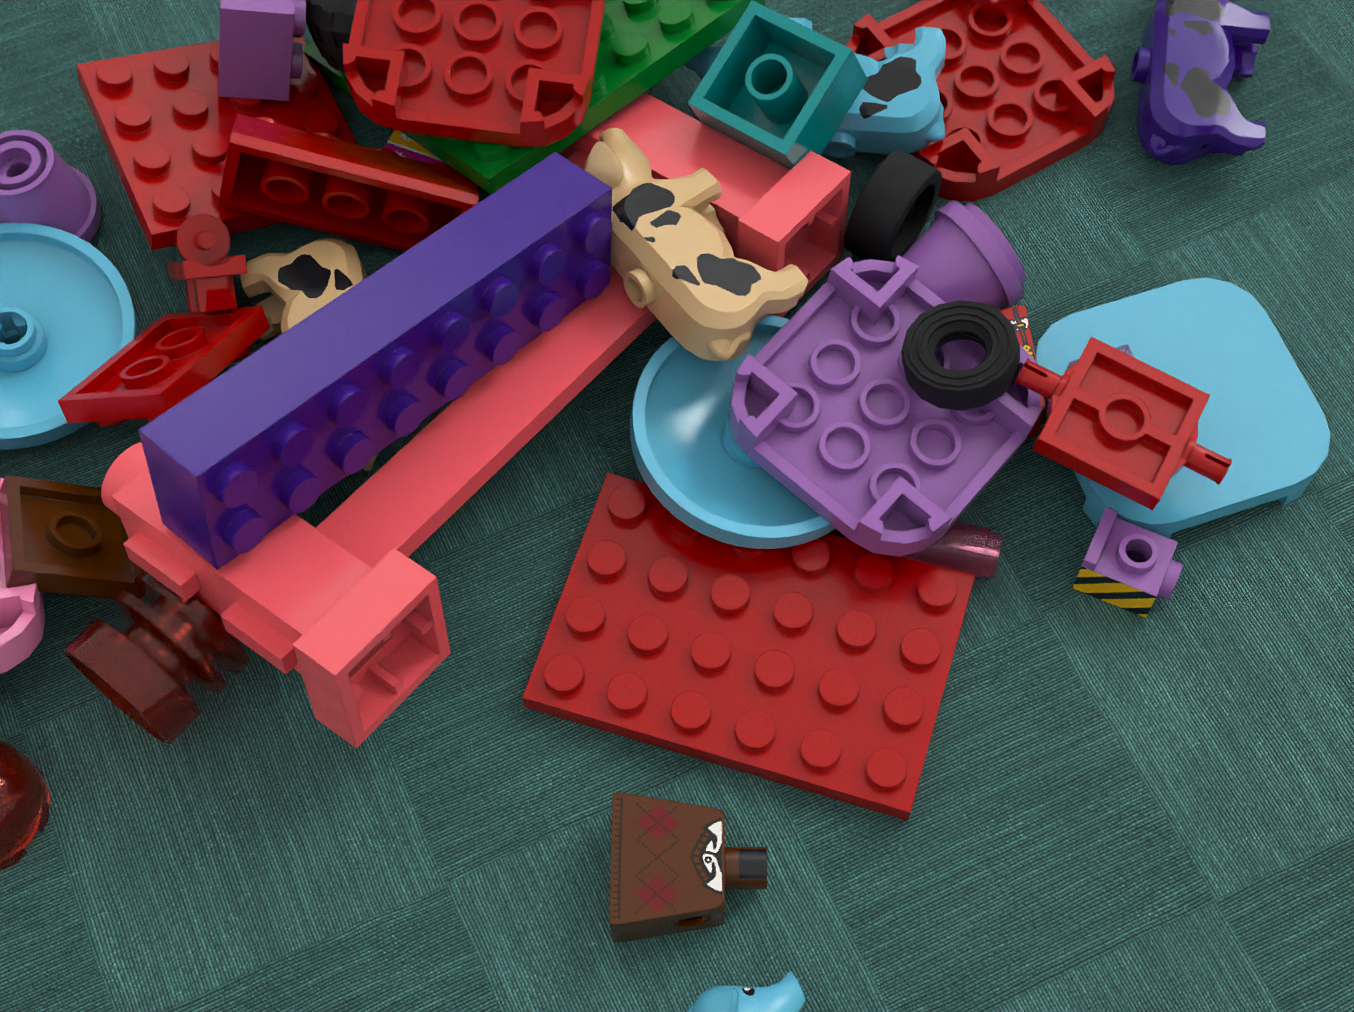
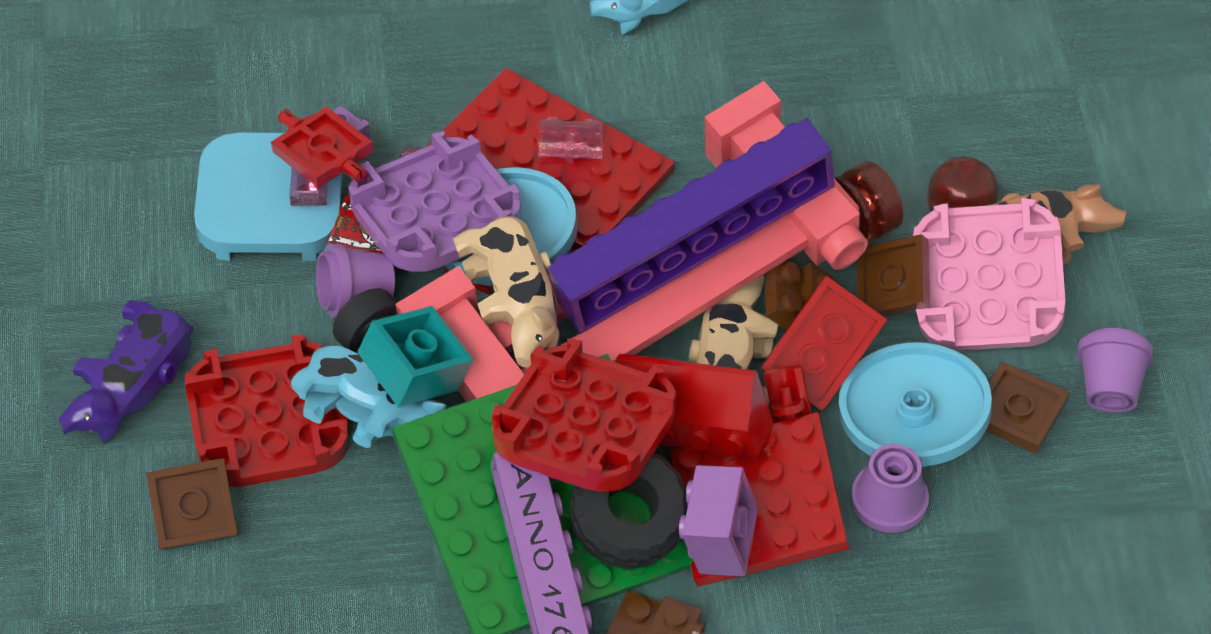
camera: 165 degrees left, 10 degrees down
(673, 867) = (627, 74): reddish brown torso -> none
(744, 630) = (570, 139): none -> clear pink hips
(968, 387) = (388, 212): black tyre -> none

